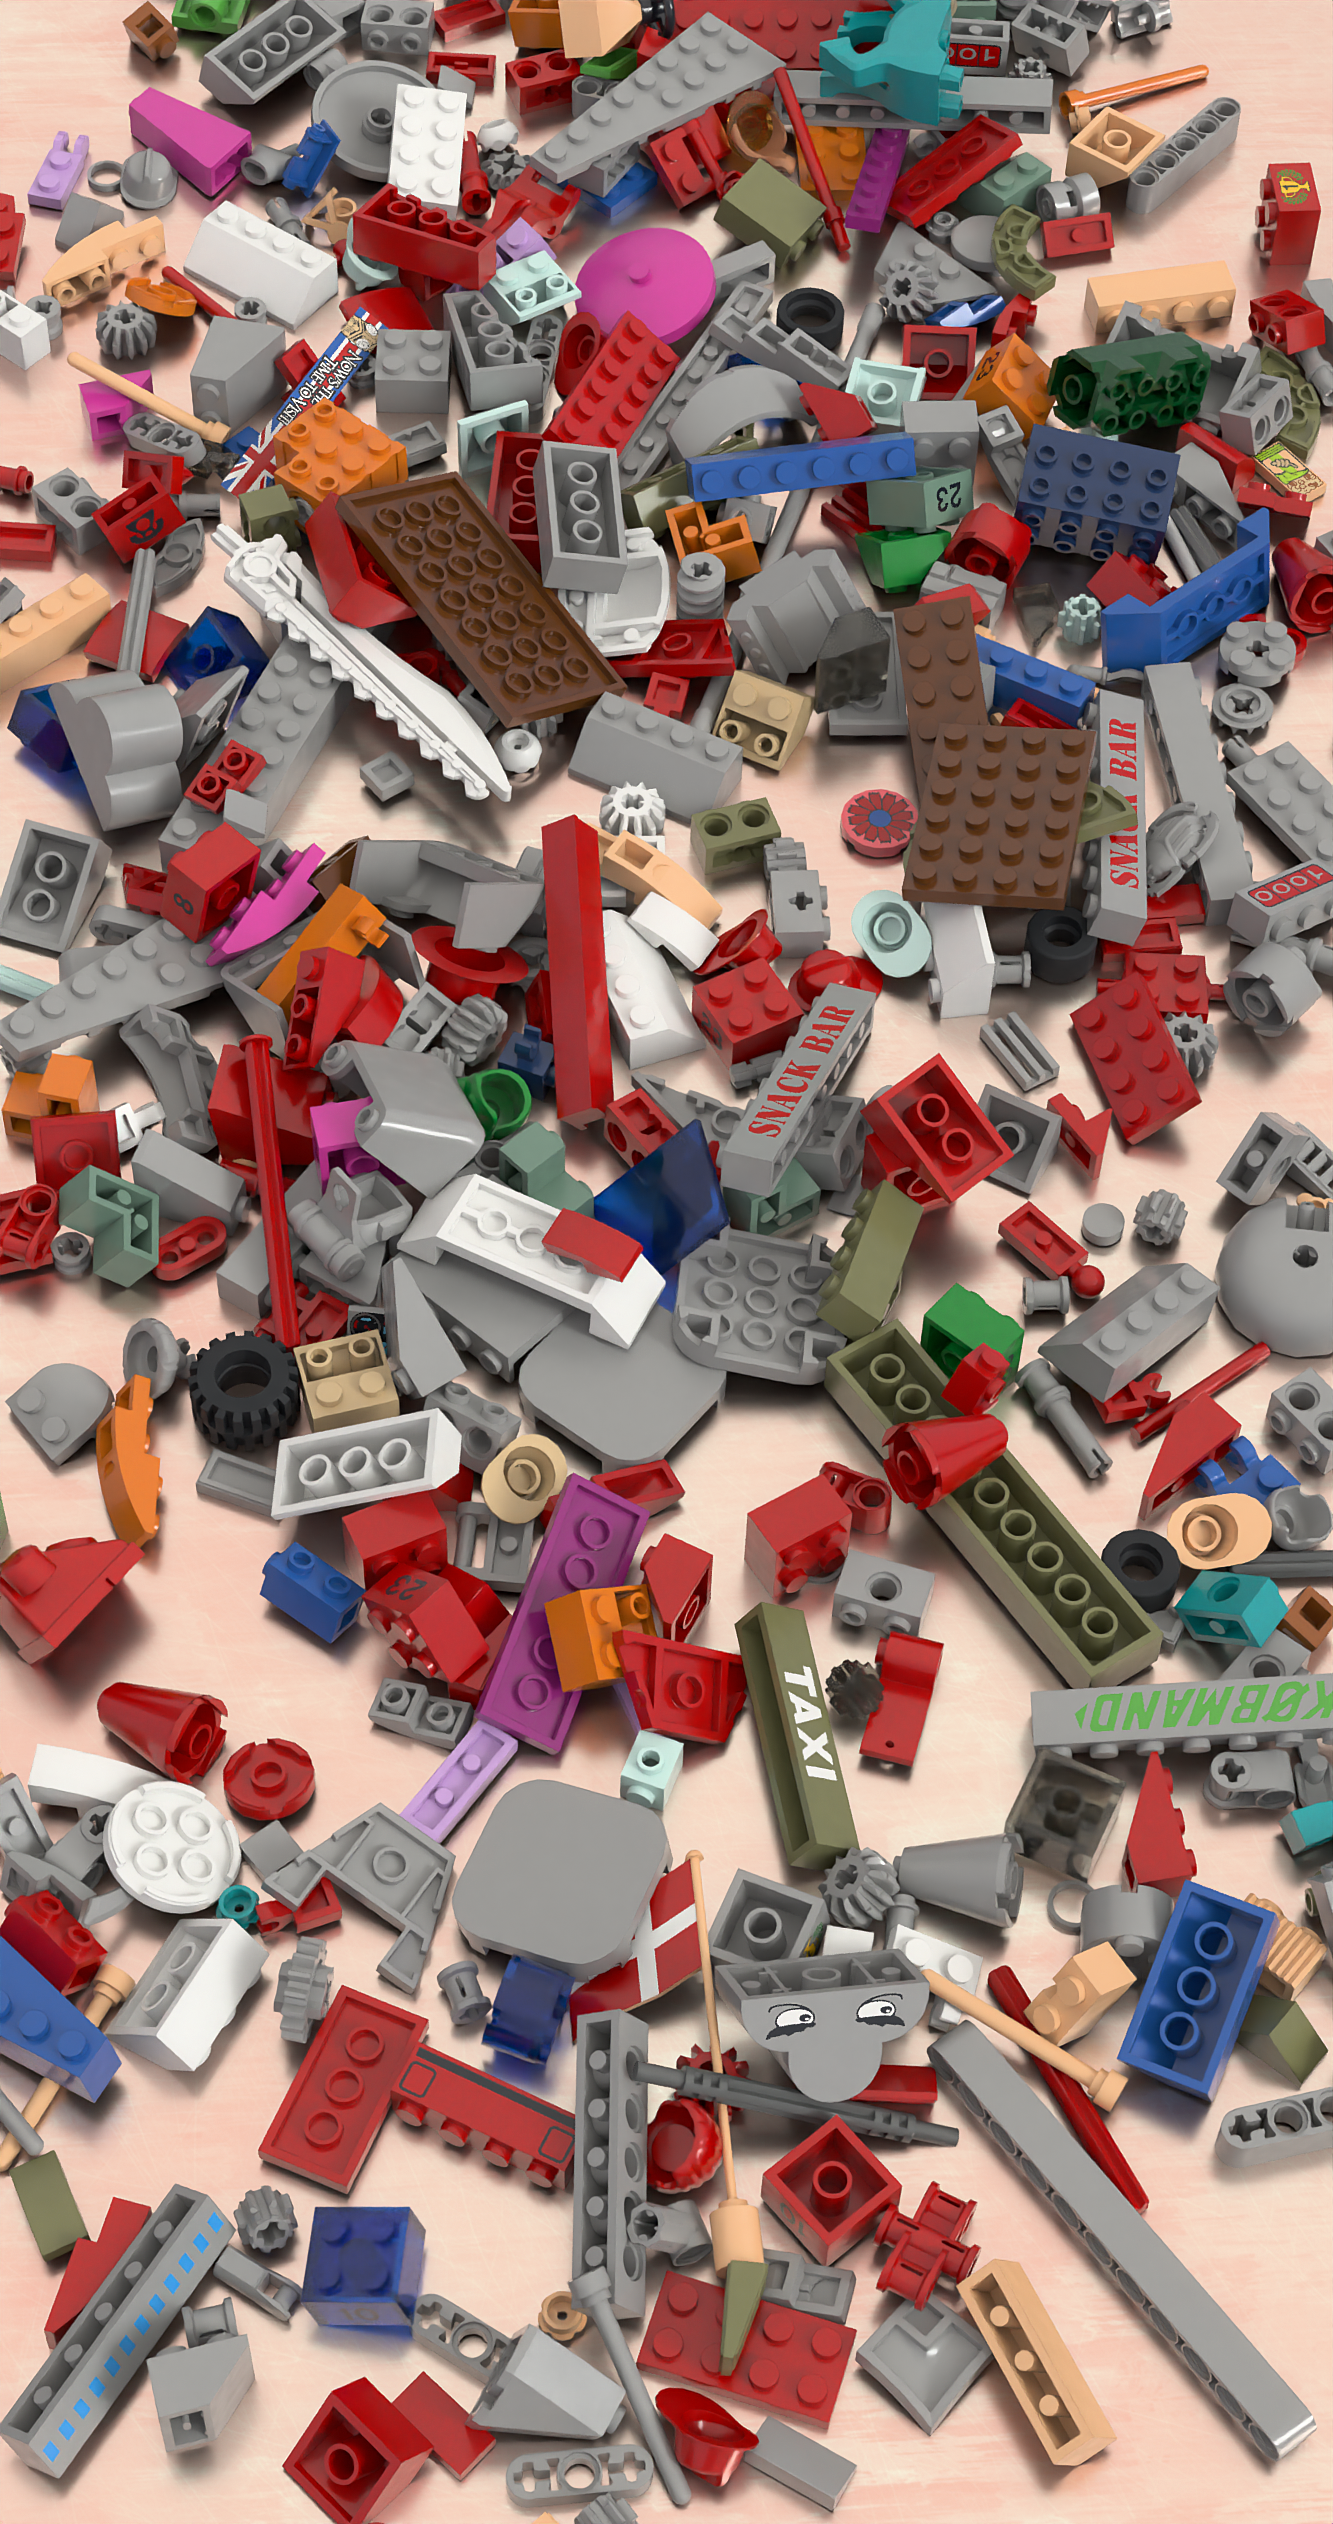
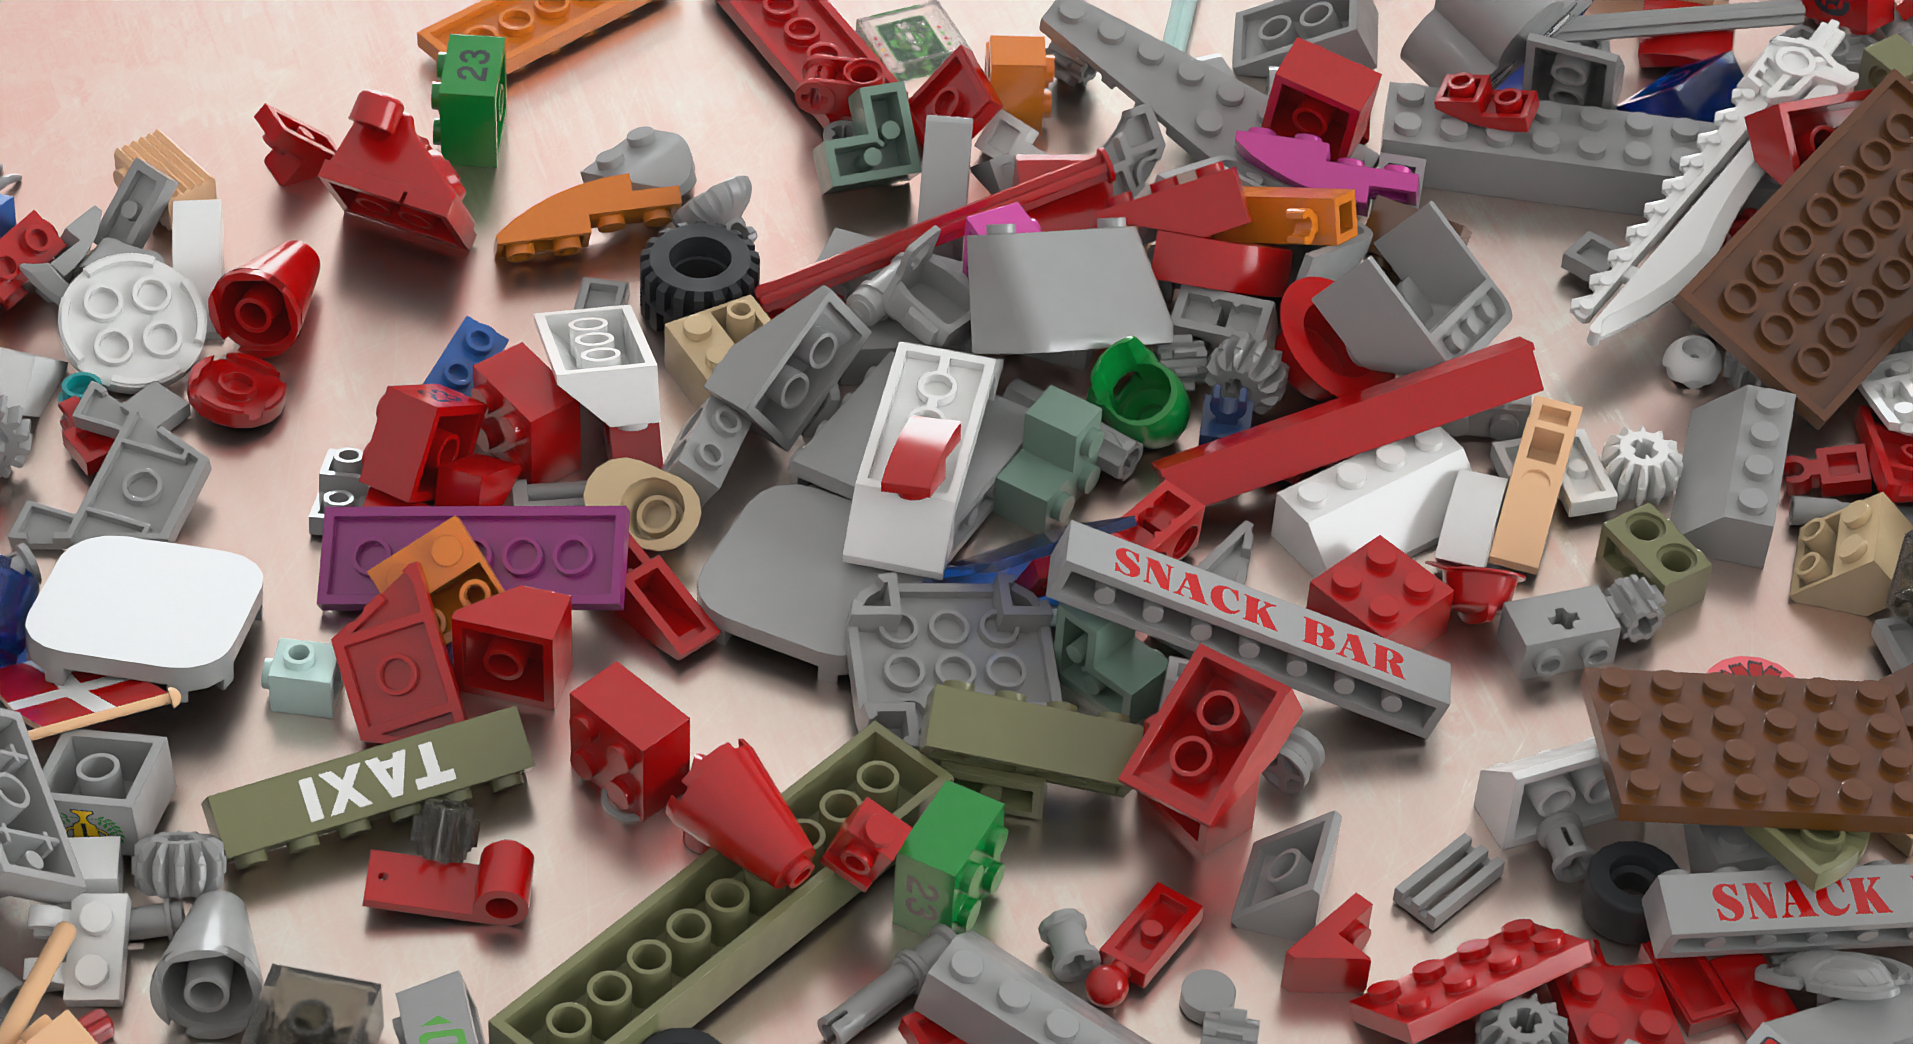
camera: 75 degrees right, 10 degrees down
(185, 1247) = (870, 213): red plate -> none
(245, 814) = (1439, 121): light grey slope -> none
(460, 1780) = (254, 529): lavender plate -> none
(832, 967) = (1484, 694): red piece -> none
(872, 1576) = (584, 845): light grey brick -> none
(891, 933) = (1553, 720): light aqua piece -> none

